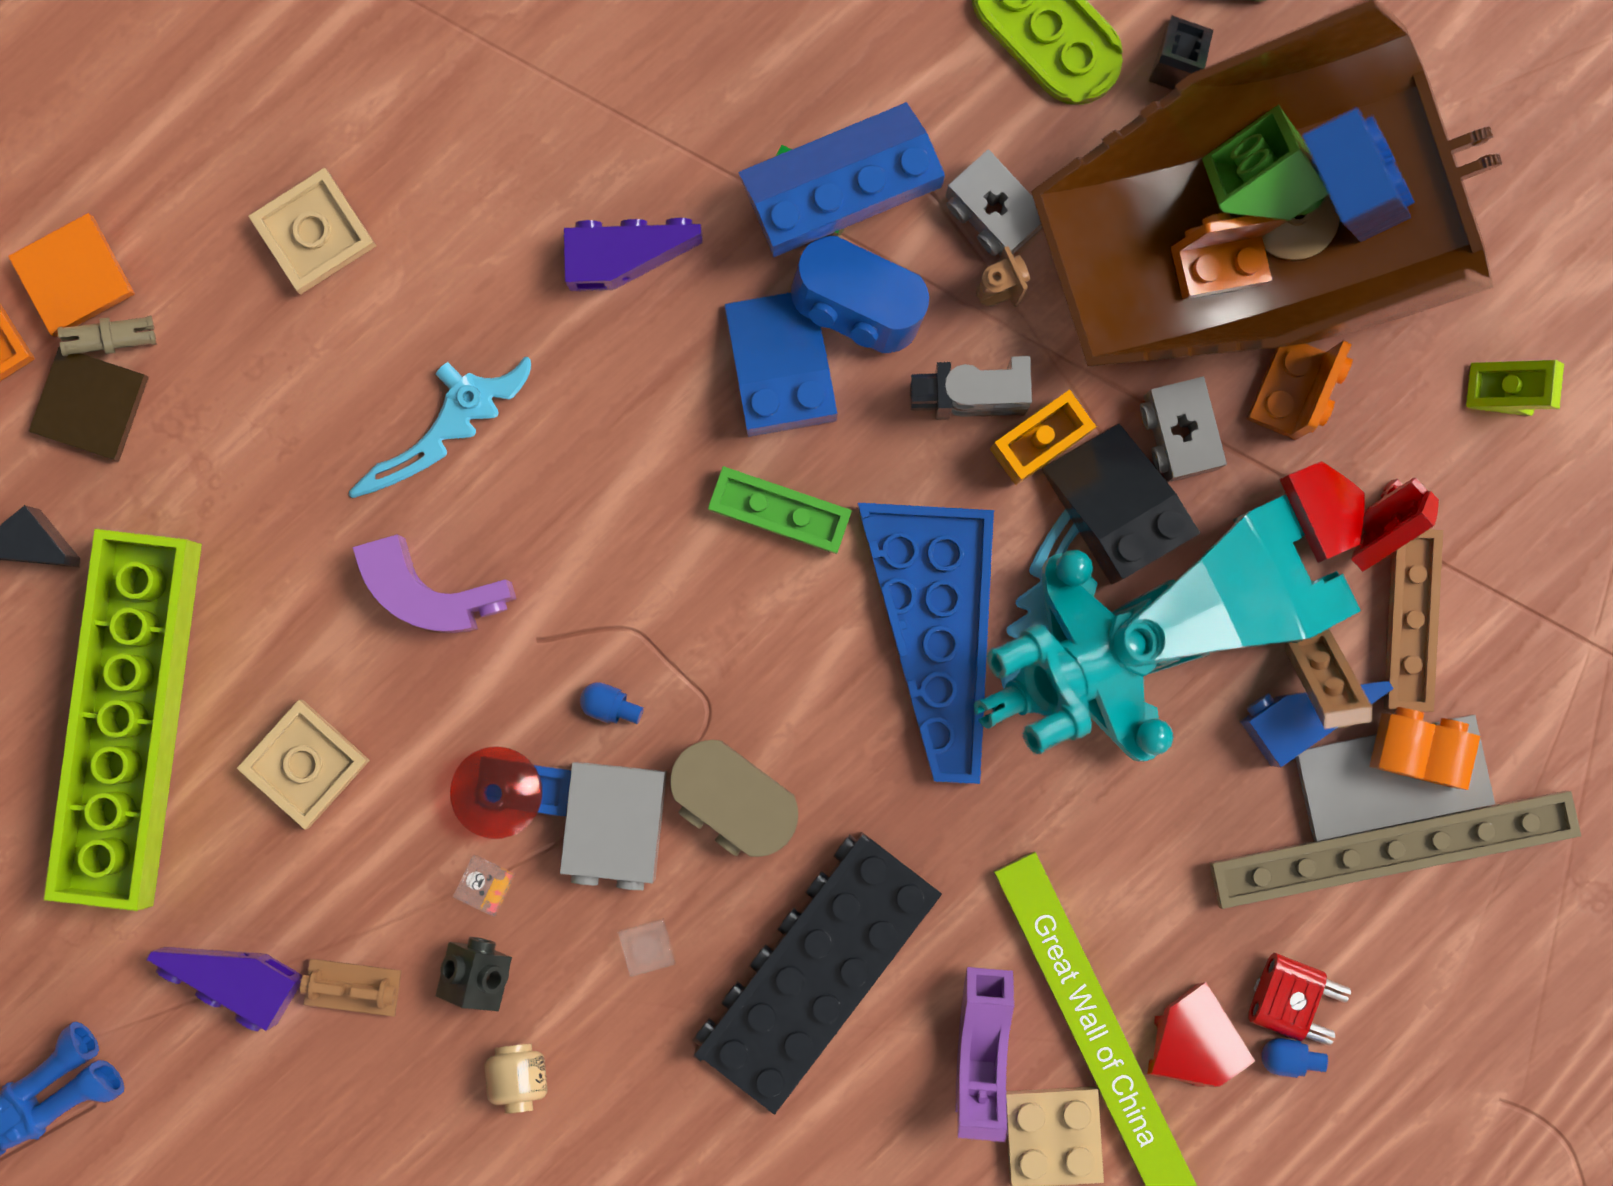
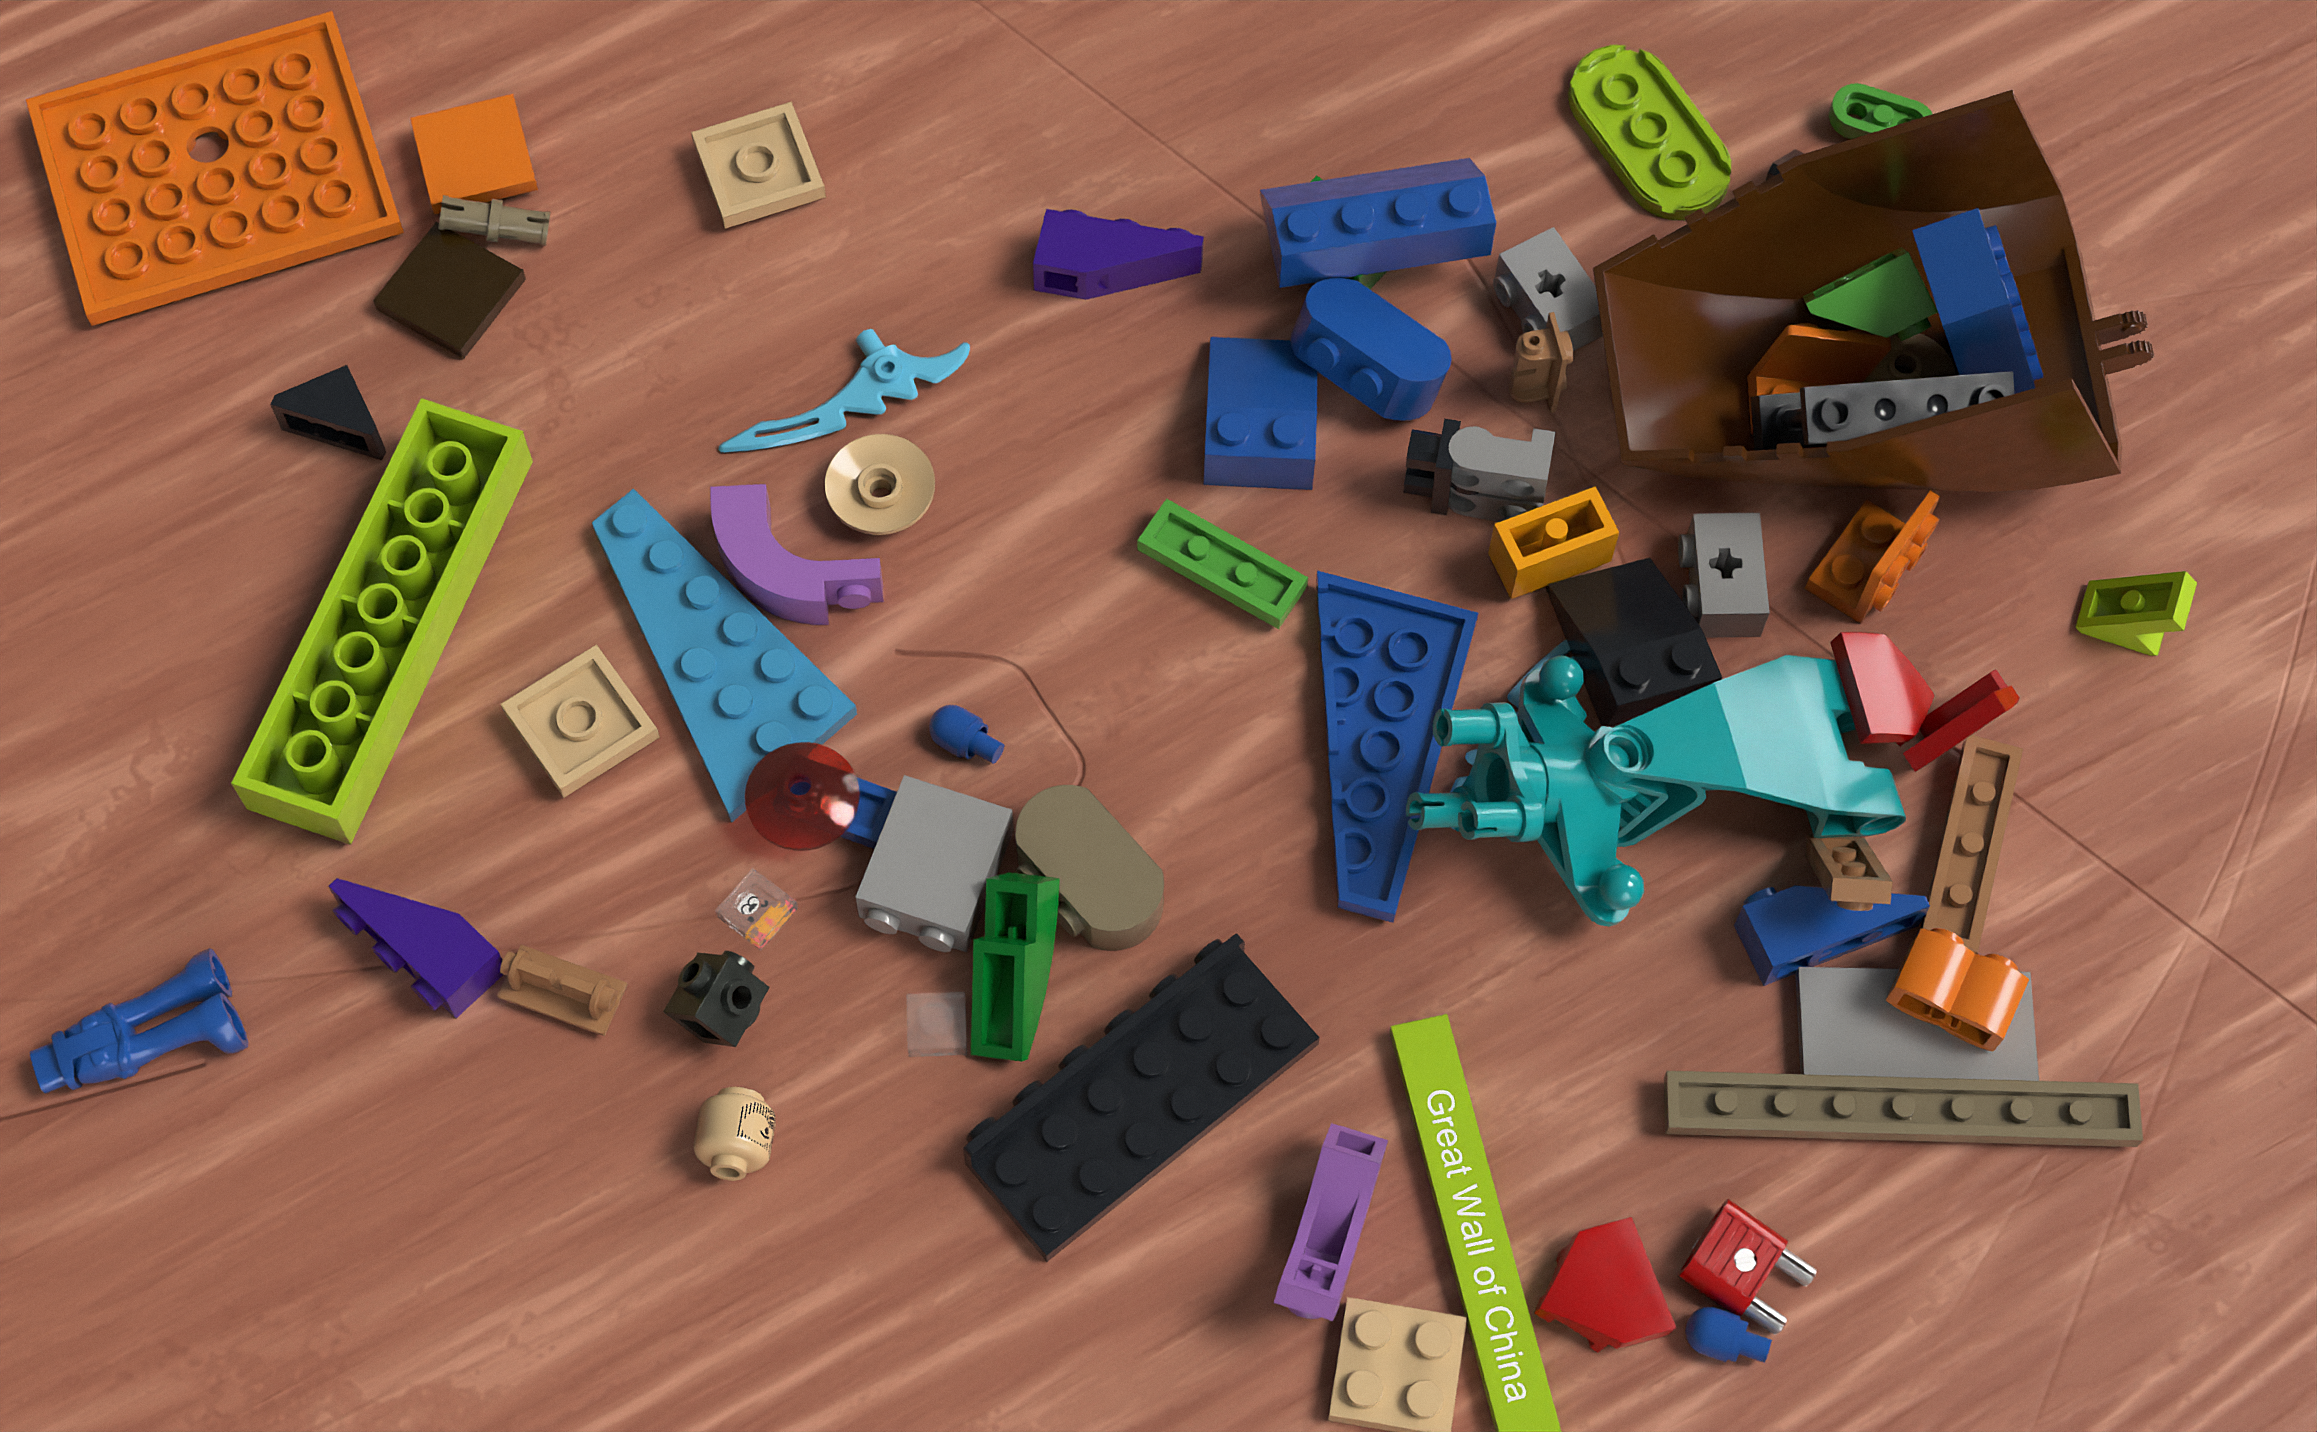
camera: 15 degrees right, 20 degrees down
(407, 688) = (721, 658): none -> dark azure wing
(472, 488) = (874, 464): none -> tan dish
(694, 893) = (1012, 964): none -> green slope
(1293, 277) = (1860, 409): none -> black fence

